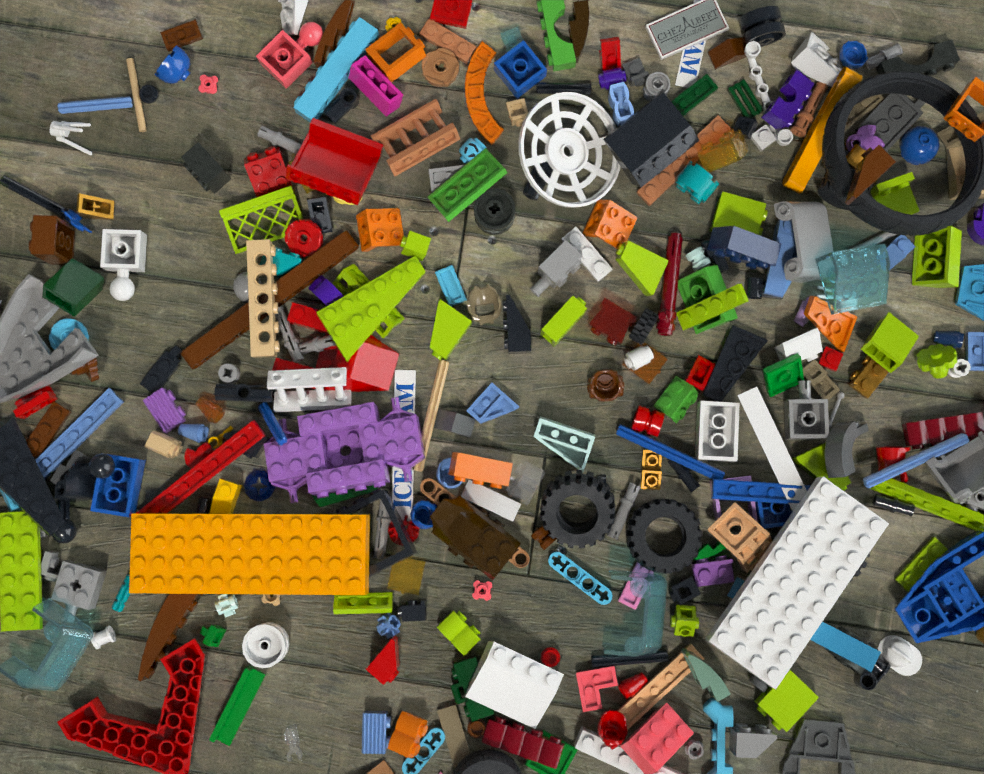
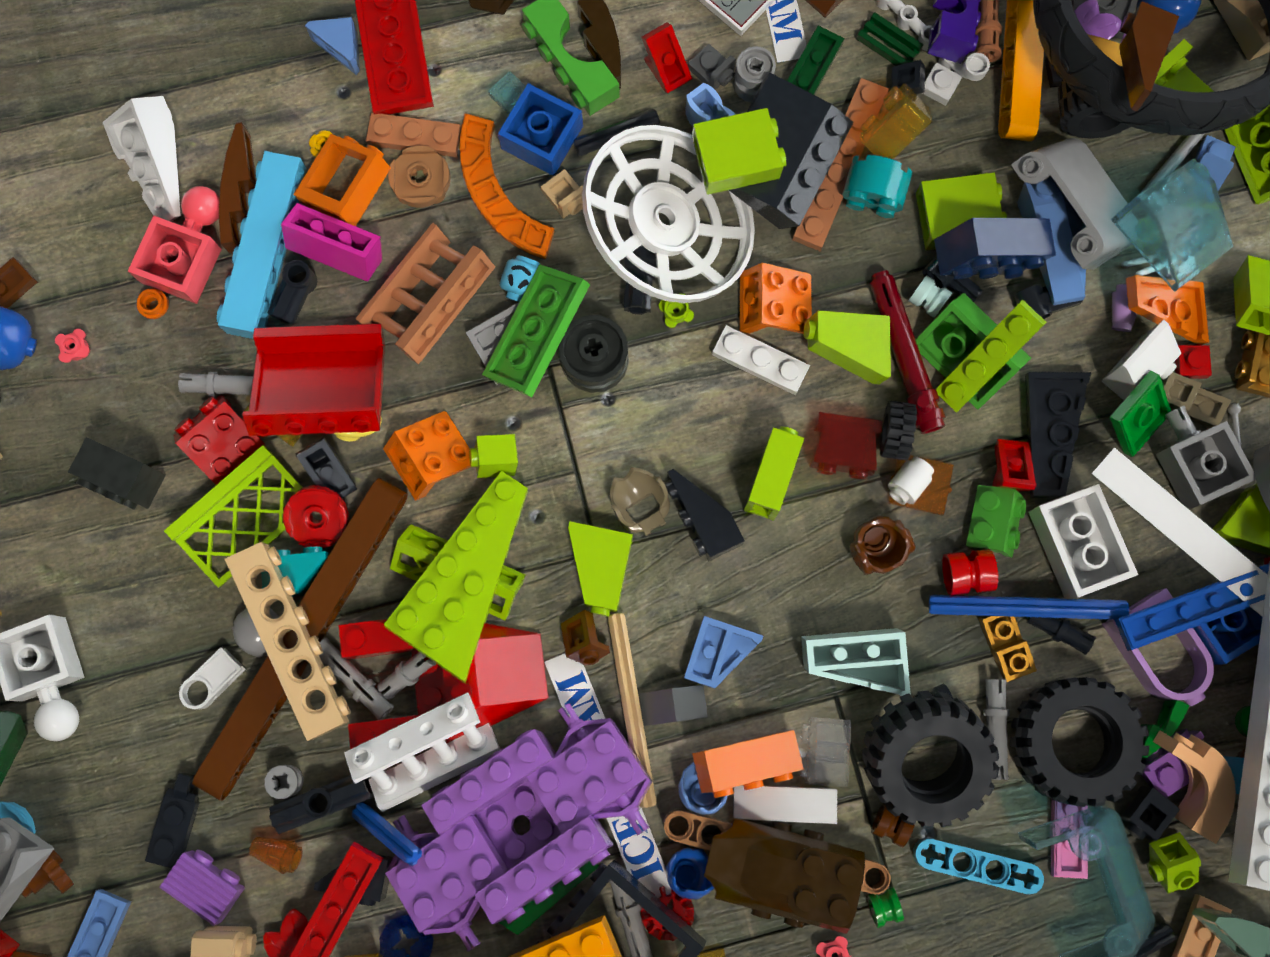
camera: 25 degrees left, 5 degrees down
(195, 432) = (265, 901): medium blue cone -> none
(216, 301) = (217, 674): none -> white piece
(219, 438) = (310, 893): yellow hand -> none
(261, 73) = (145, 299): none -> orange plate
(325, 291) = (384, 585): dark purple brick -> none
(419, 366) = (581, 639): none -> reddish brown bracket
(450, 286) = (575, 494): medium azure tile -> none
(520, 577) = (885, 907): none -> green wheel
(548, 210) = (672, 318): none -> lime plate
(557, 267) = (727, 396): light grey brick -> none
(611, 77) = (679, 86): dark purple brick -> none
(623, 131) = (738, 151): none -> lime brick
(724, 588) = (1210, 788): none -> light nougat arch
(748, 544) = (1216, 700): light nougat bracket -> none

